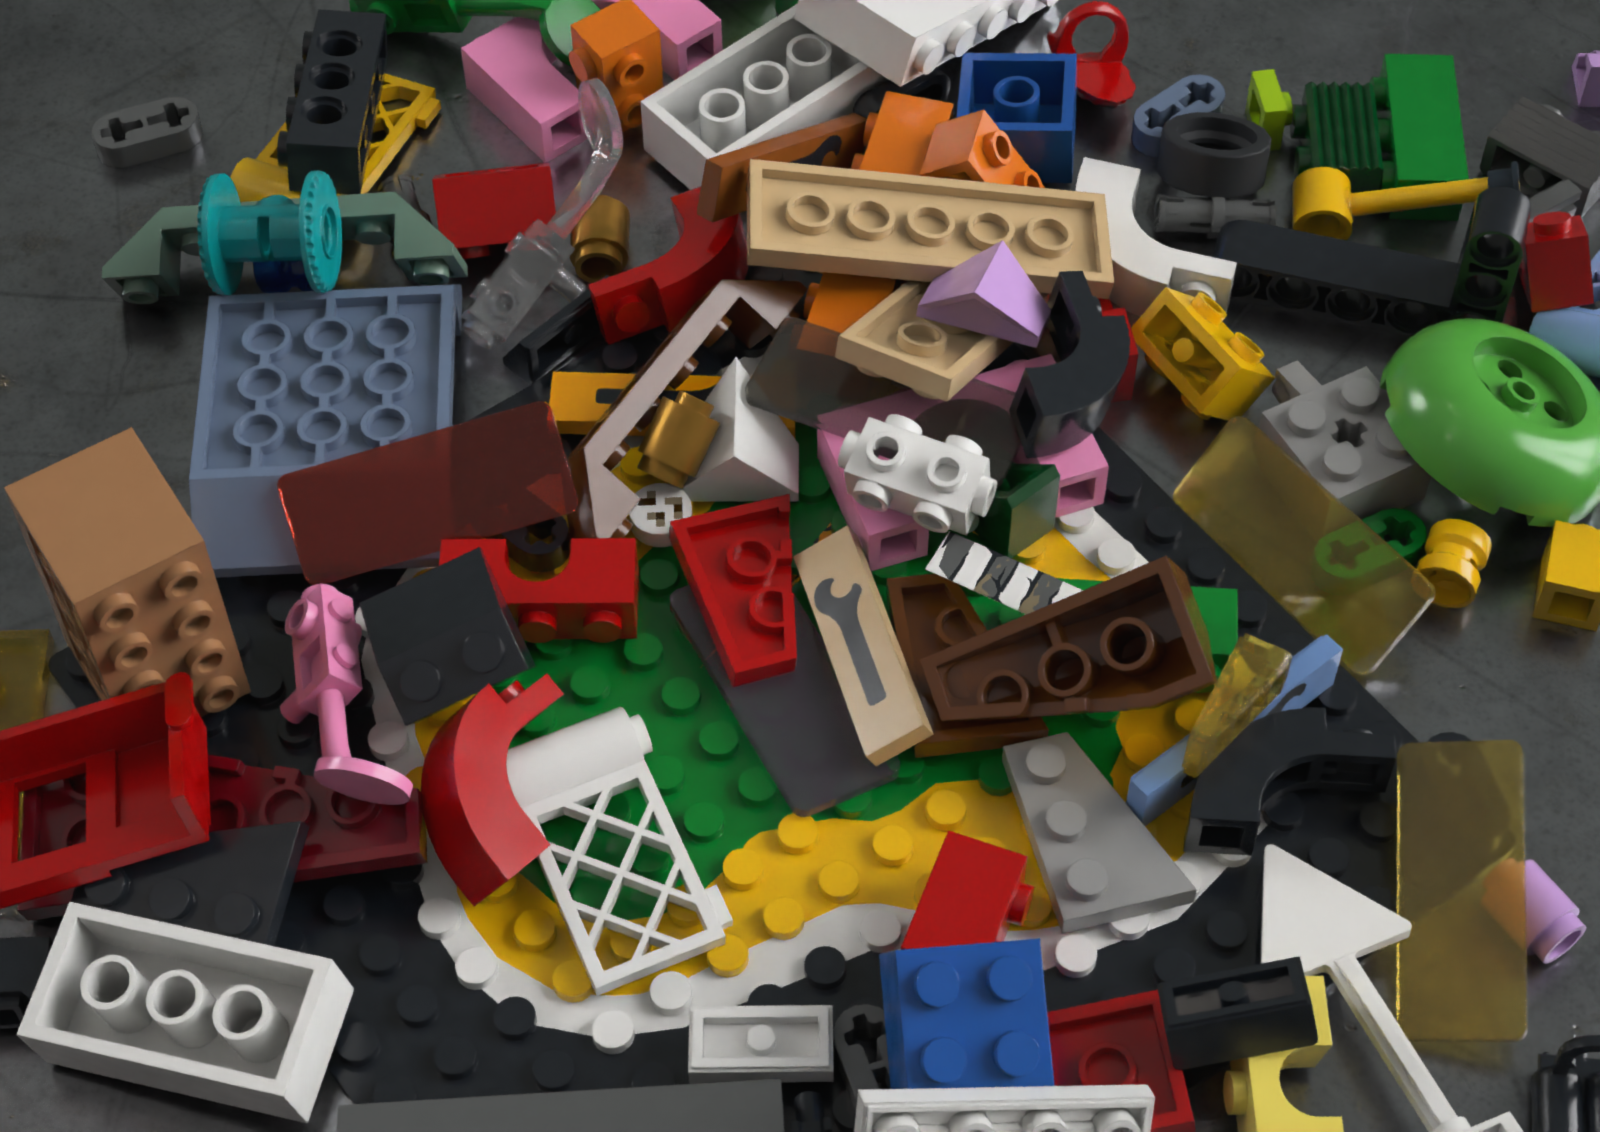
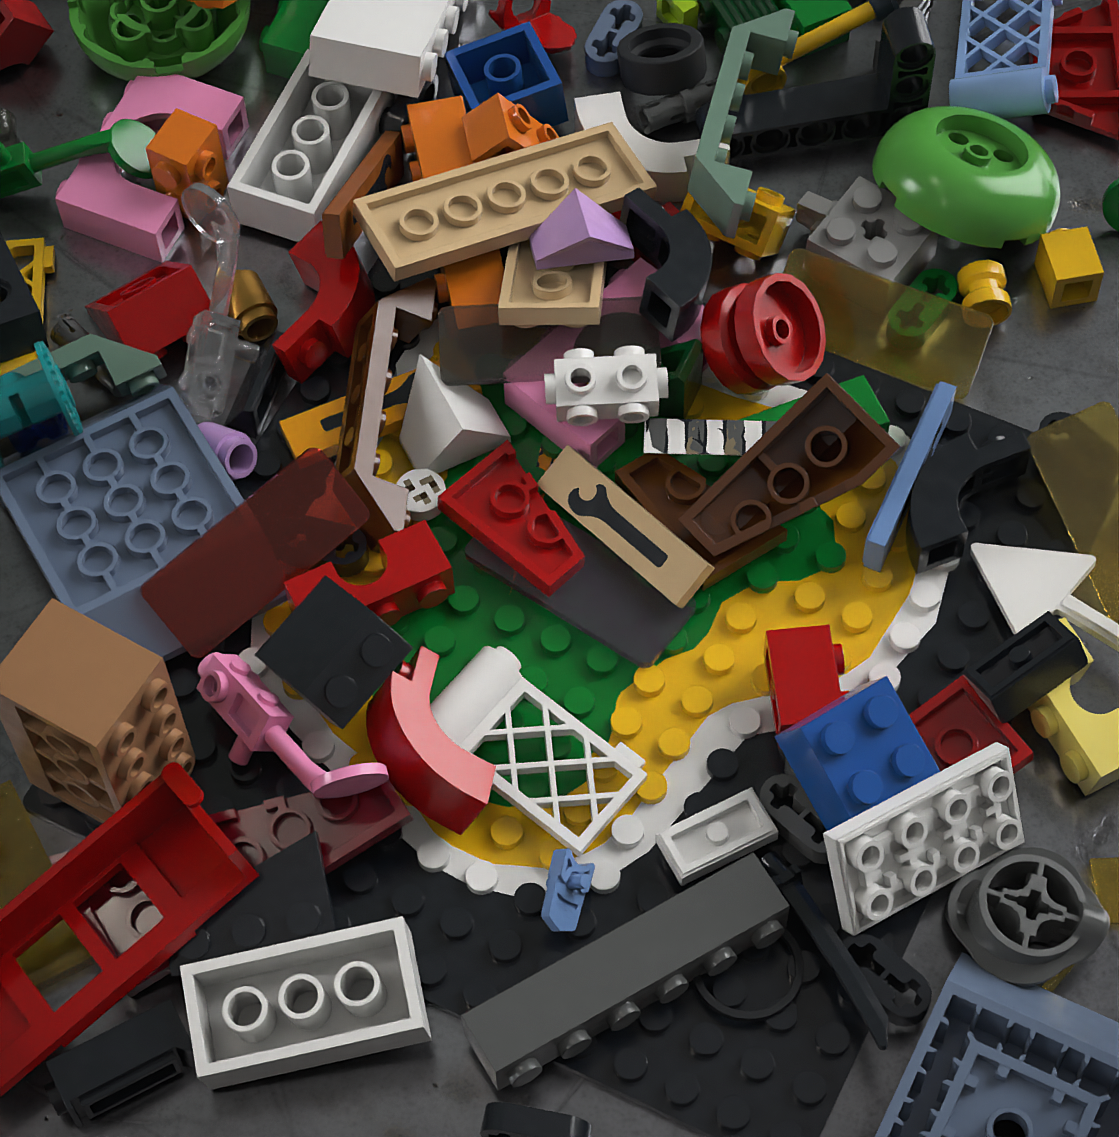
camera: 25 degrees left, 5 degrees up
(479, 379) = (232, 448): none -> lavender brick
(550, 1025) = (565, 891): none -> medium blue piece
(677, 439) = (410, 433): pearl gold brick -> none
(1087, 839) = (859, 599): light grey wing -> none
(1139, 492) = (763, 334): none -> red wheel
(1243, 690) = (914, 432): clear yellow slope -> none
(1320, 171) = (716, 185): none -> sand green slope
(1556, 263) = (955, 47): red arch -> none

